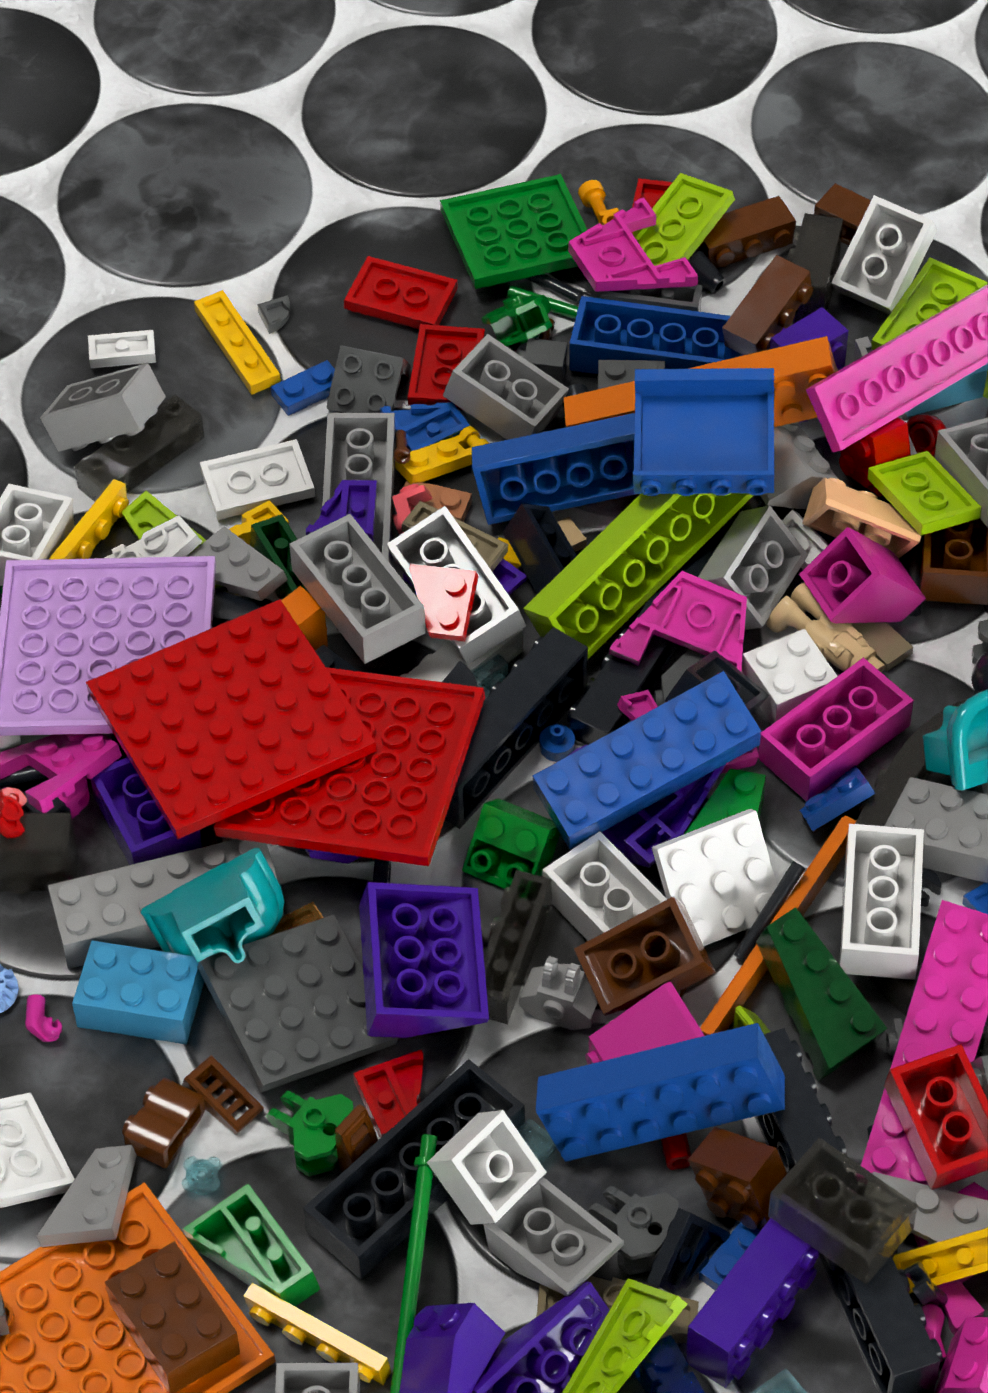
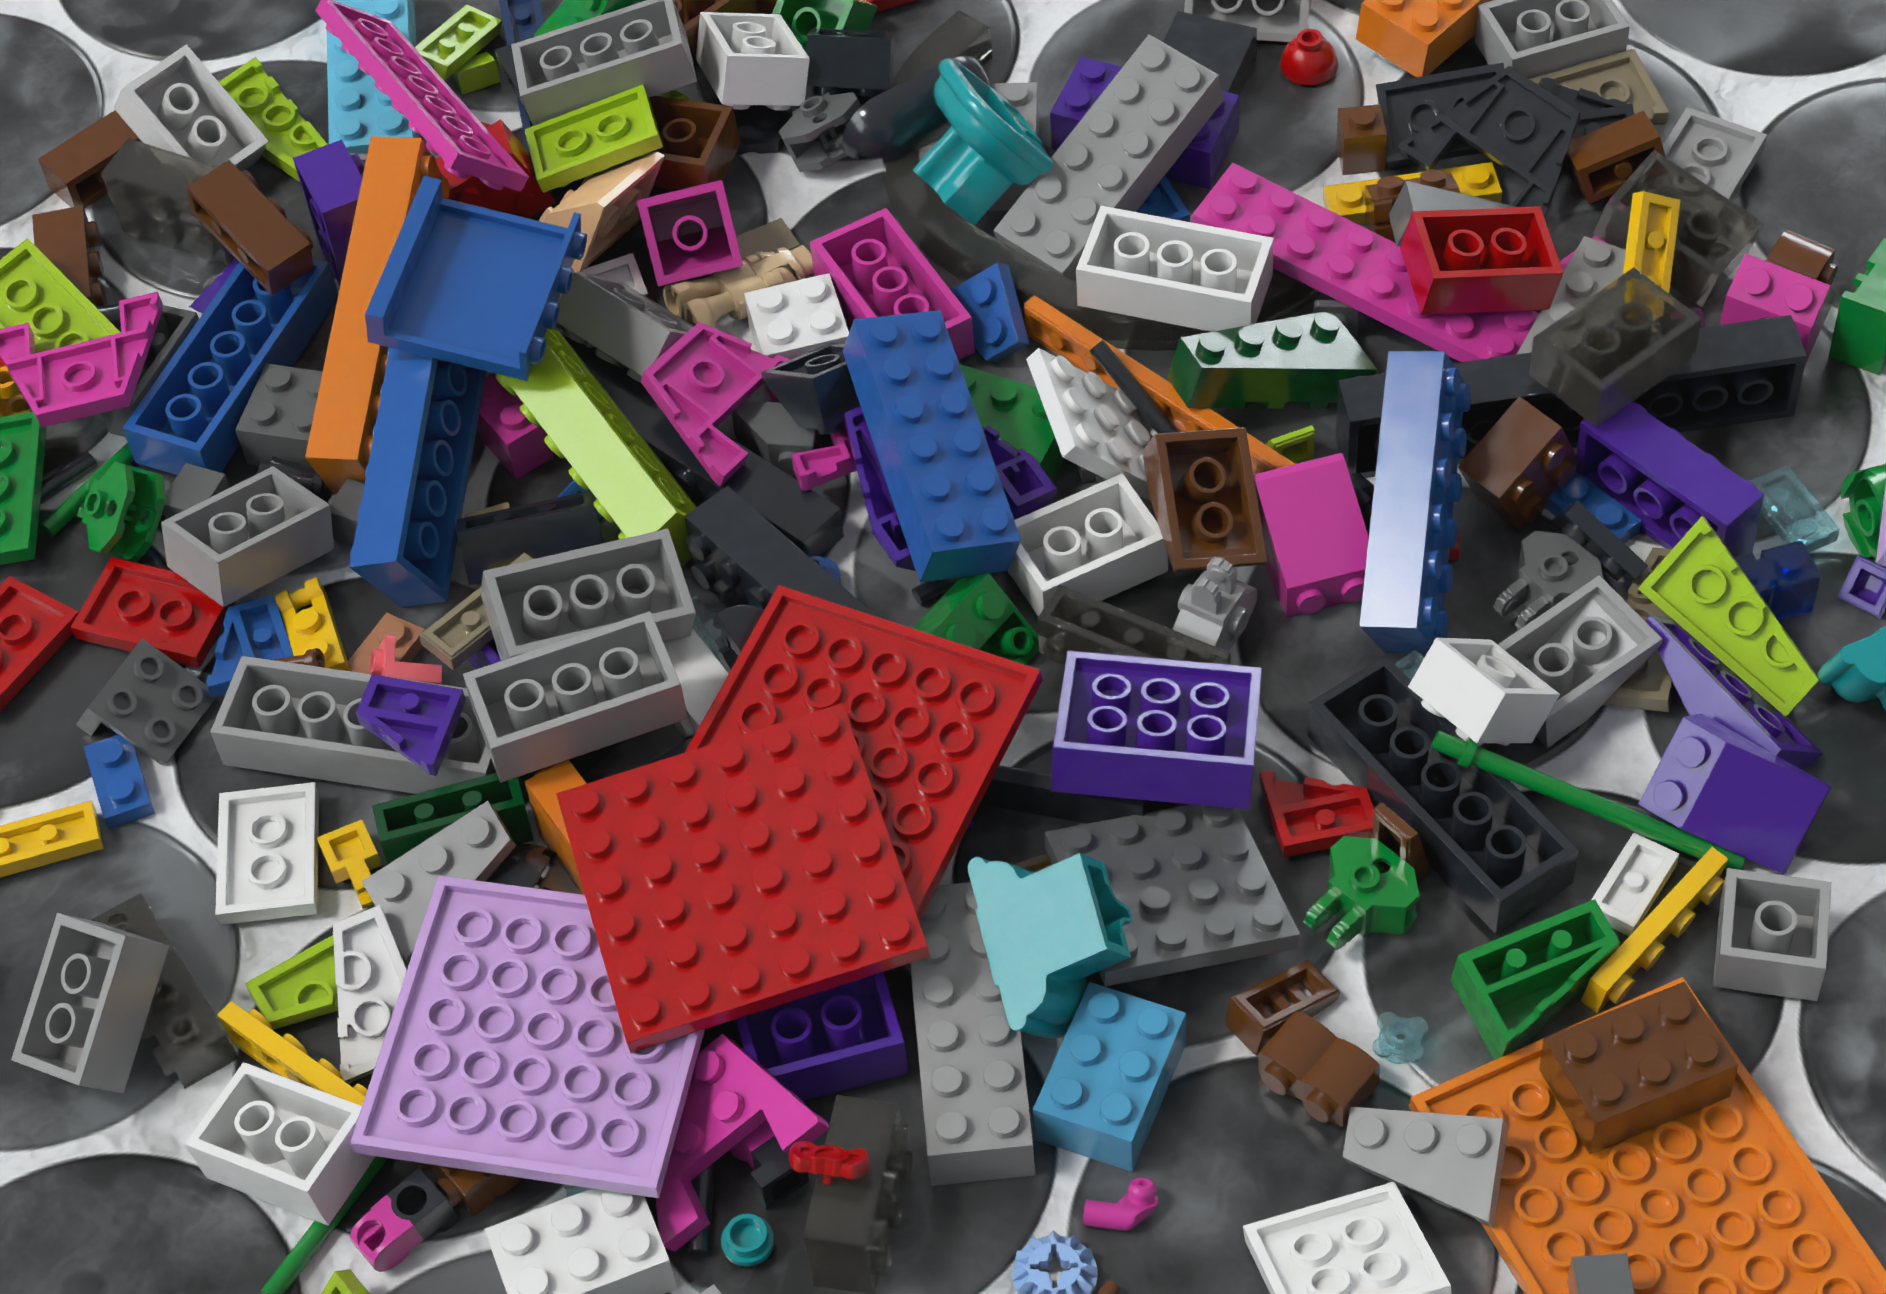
camera: 75 degrees left, 0 degrees up
(360, 1317) = (1634, 882): none -> white plate
(446, 599) = (622, 592): wing -> none

